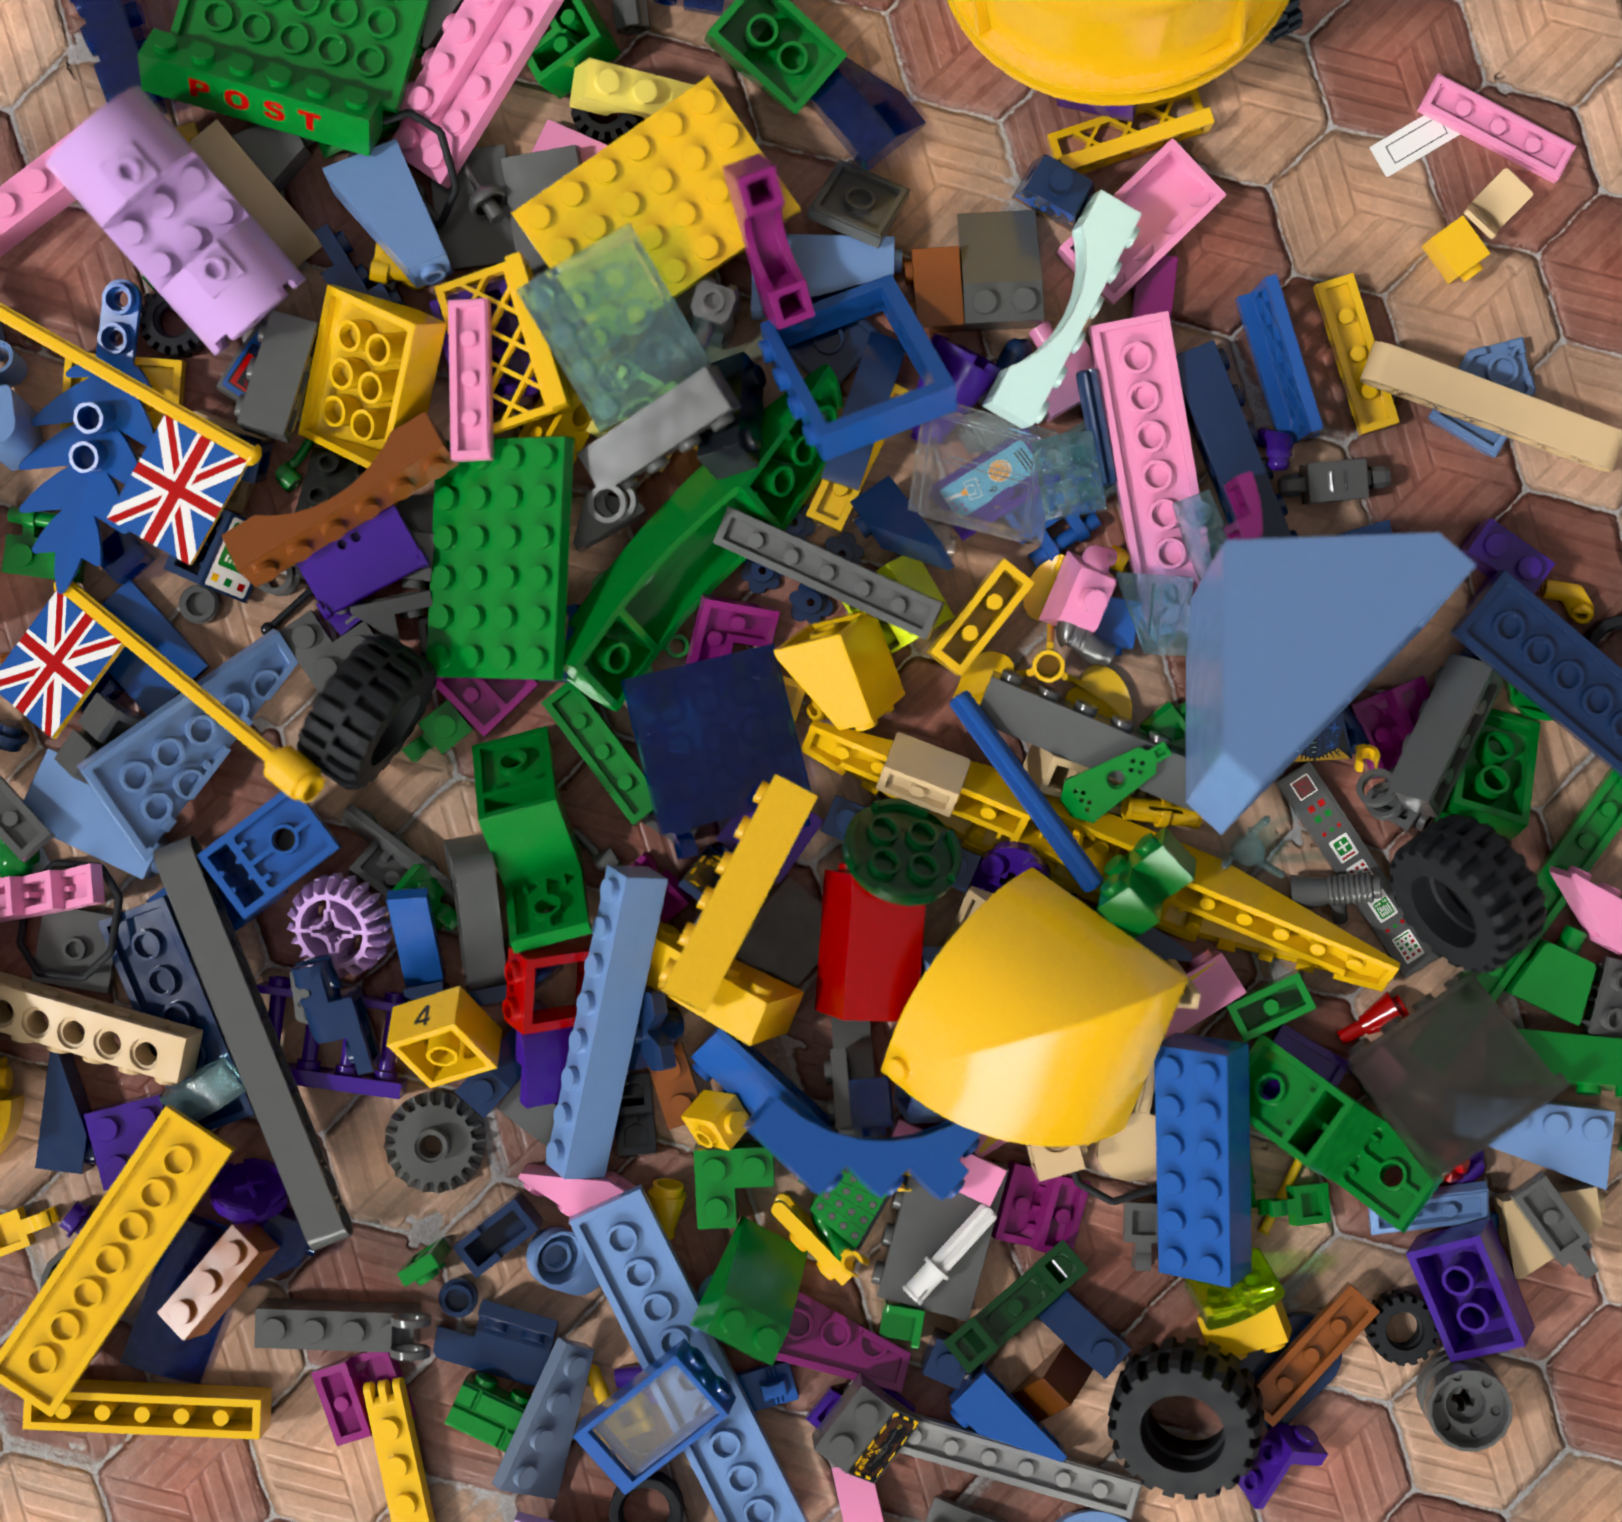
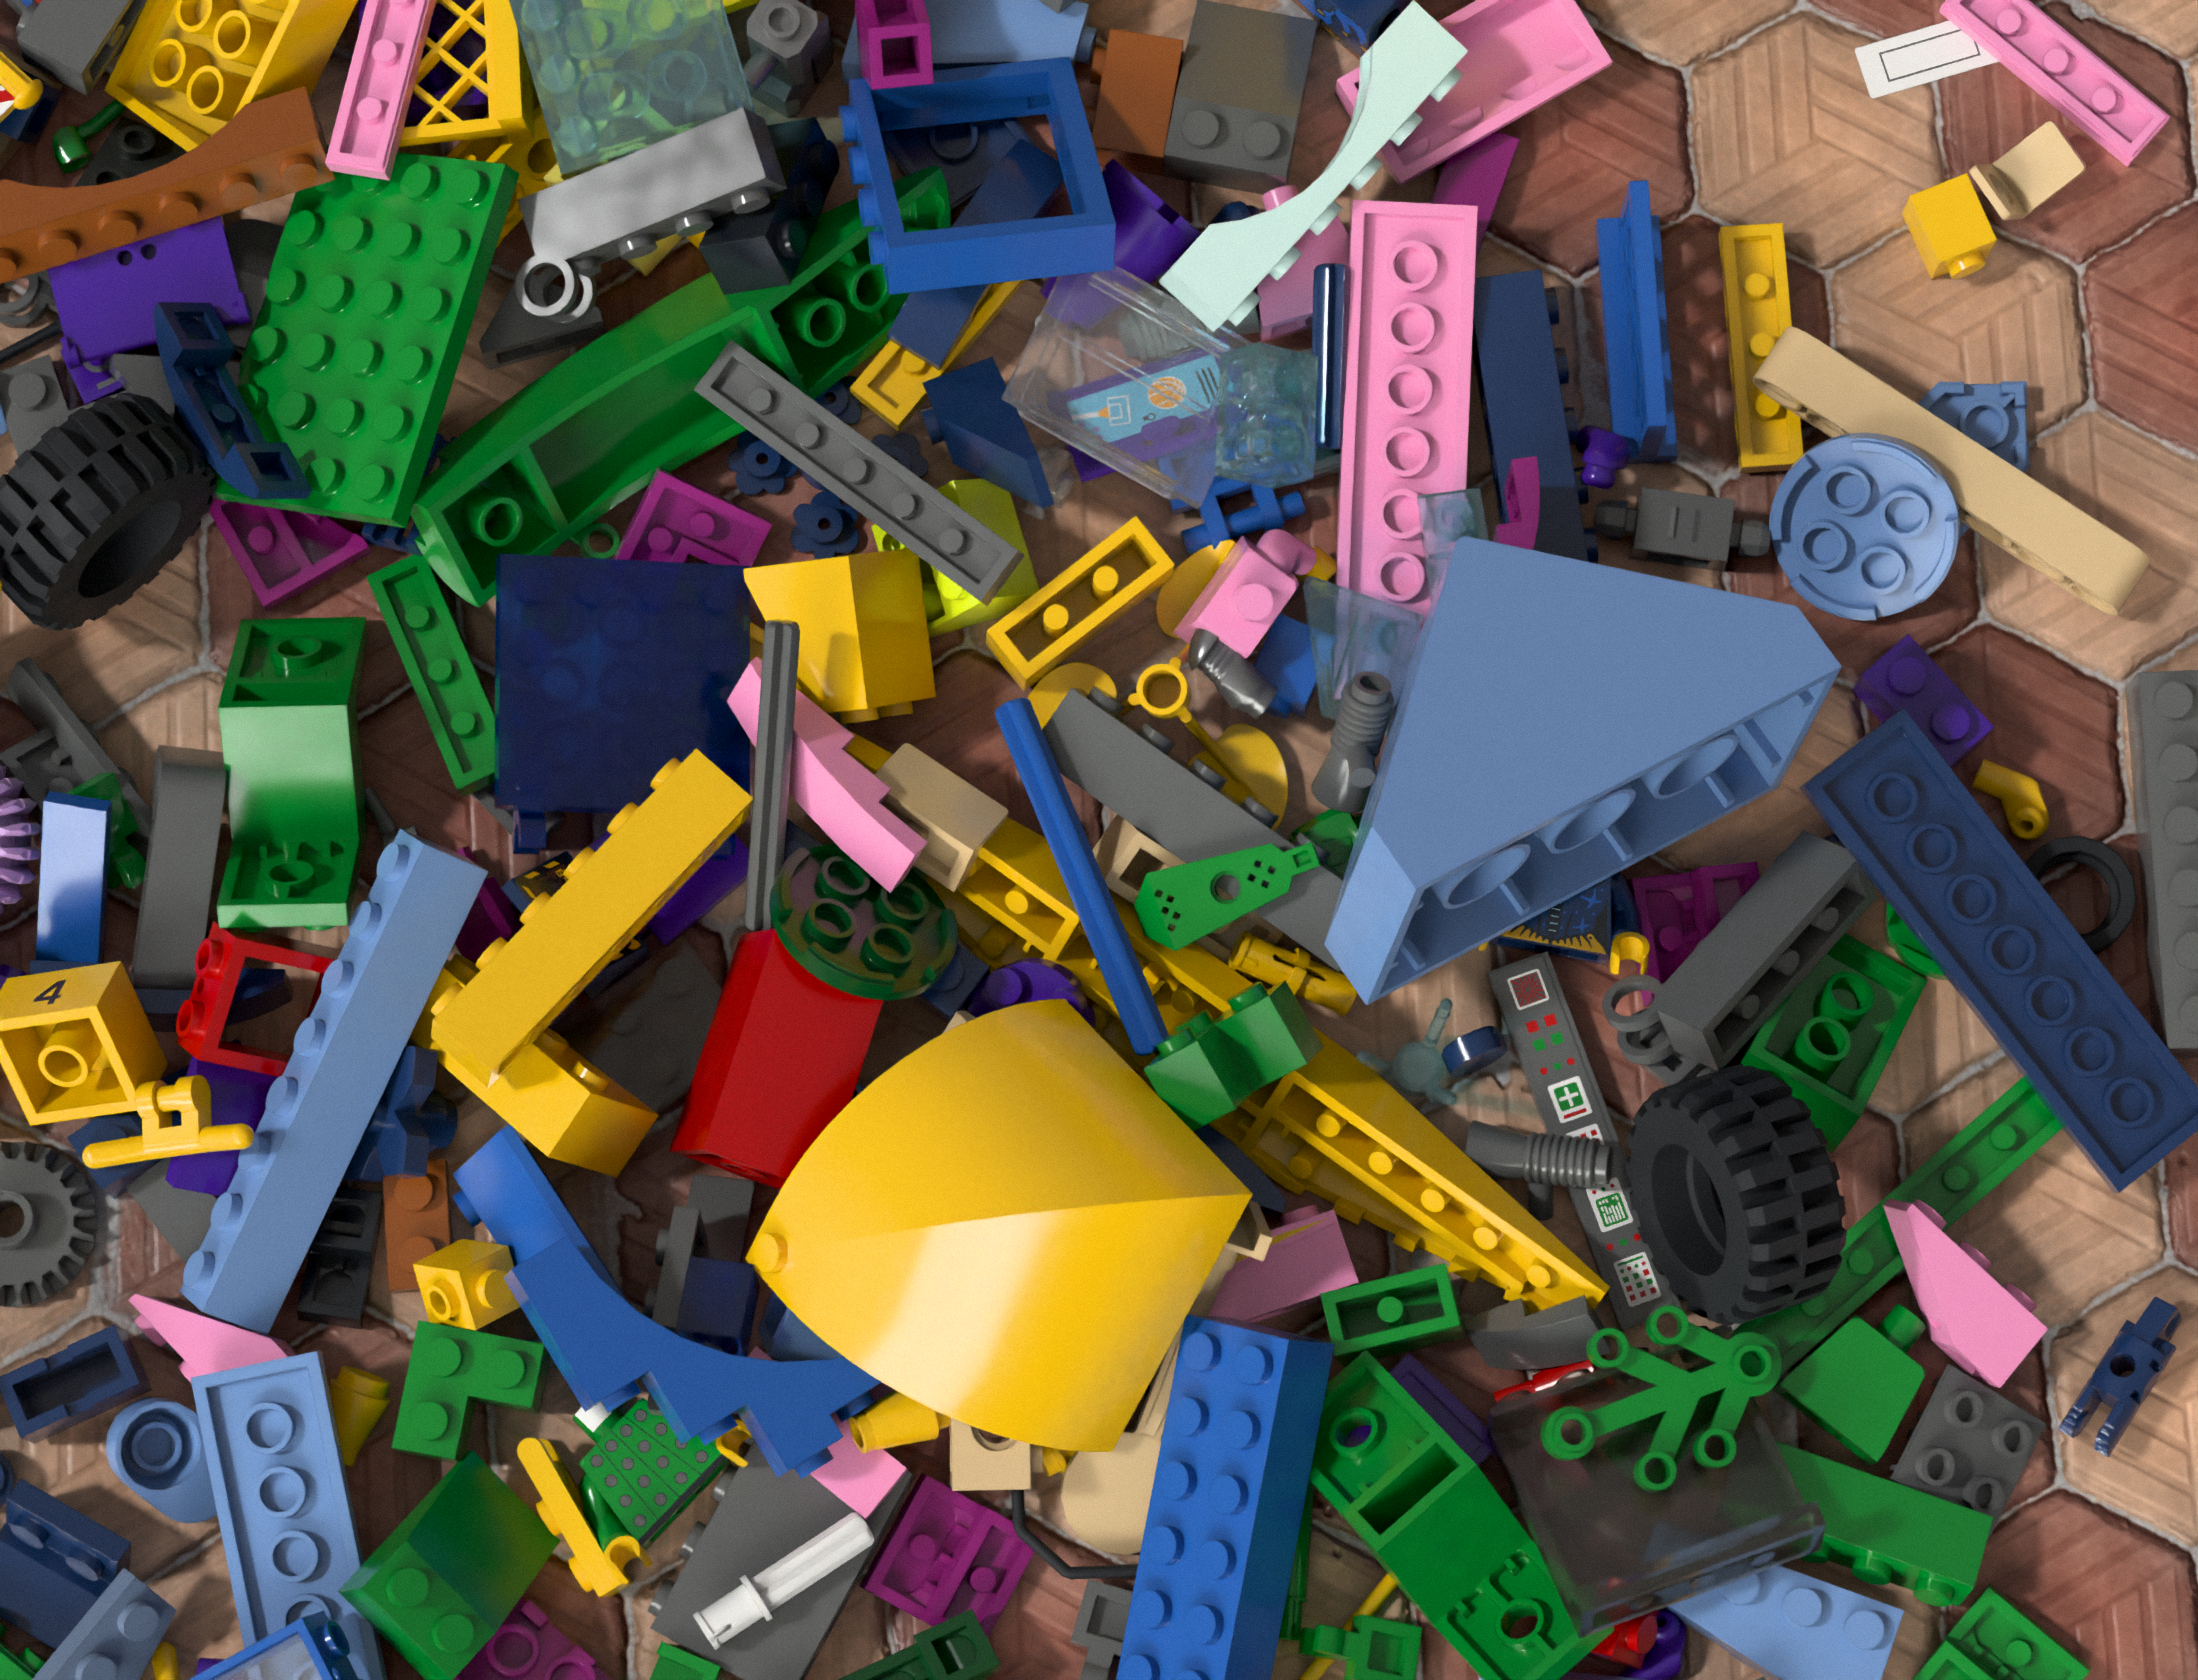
camera: 15 degrees right, 10 degrees down
(424, 631) = (213, 411): none -> dark blue slope
(442, 729) = (202, 584): green plate -> none
(504, 1063) = (159, 1139): none -> yellow piece
(824, 775) = (771, 768): none -> dark grey axle
(843, 759) = (834, 786): none -> bright pink slope
(992, 1151) = (895, 1422): none -> yellow cone
(1169, 683) = (1355, 744): none -> dark grey piece
(1280, 832) = (1473, 1051): none -> dark blue tile
(1348, 1001) = (1549, 1338): none -> dark grey slope
(1448, 454) = (1865, 526): none -> medium blue tile
(1454, 1022) = (1674, 1394): none -> green plant

